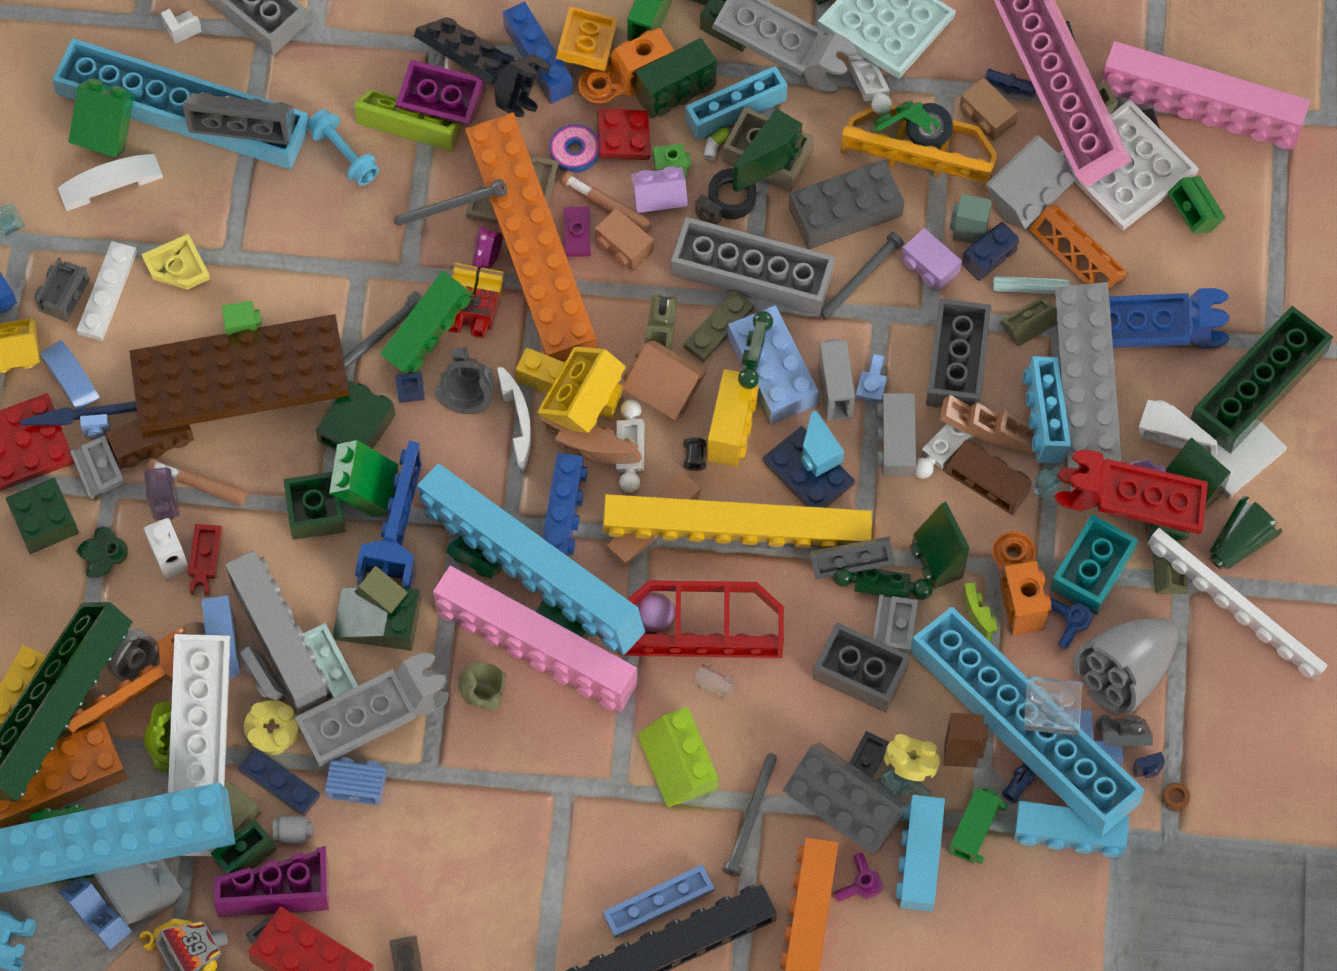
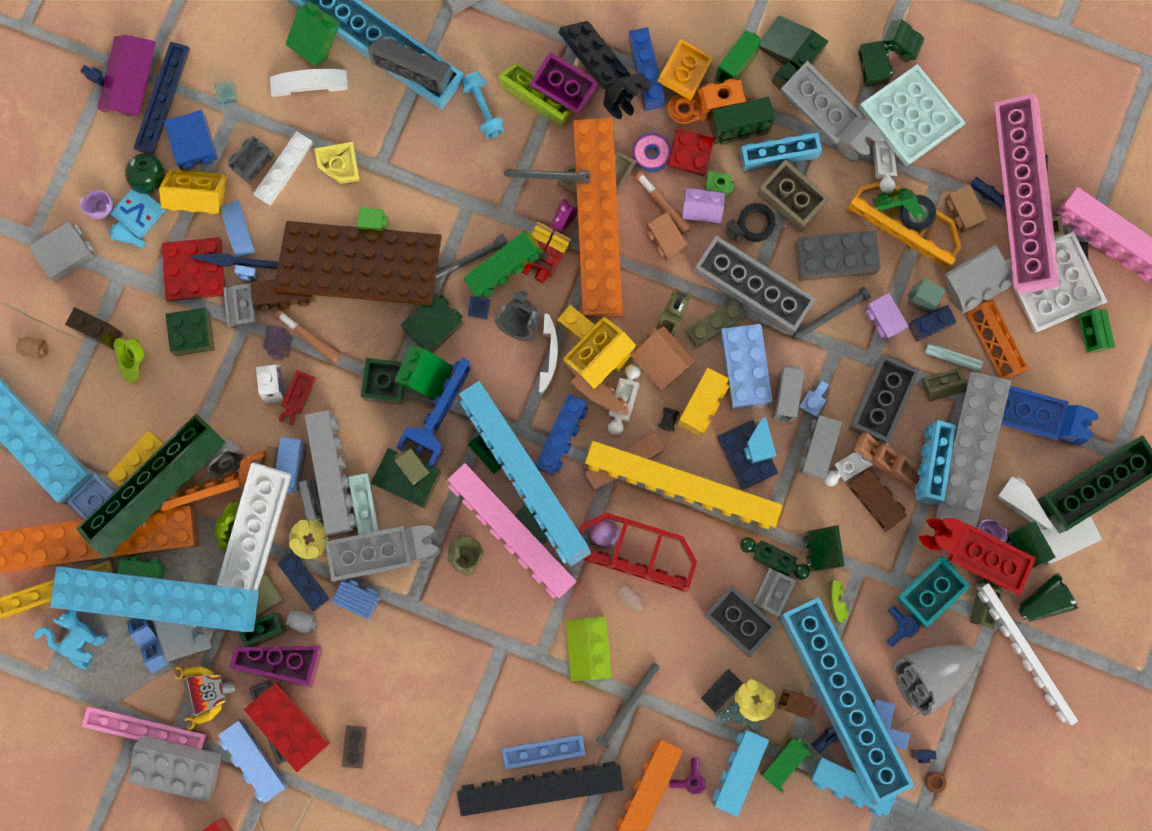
camera: 15 degrees right, 15 degrees up
(99, 551) = (223, 370): dark green plate -> none
(577, 231) = (634, 219): magenta plate -> none
(713, 143) = (755, 176): arm -> none
(748, 377) = (723, 382): dark green plate -> none
(769, 151) = (794, 204): dark green slope -> none
(845, 797) = (698, 718): dark grey brick -> none
(853, 556) = (758, 535): dark grey plate -> none
(1021, 583) = (875, 586): orange brick -> none
(1046, 481) = (917, 515): clear light blue plate -> none
(1053, 705) = (868, 702): clear plate -> none
(1132, 731) = (920, 727): dark grey plate -> none

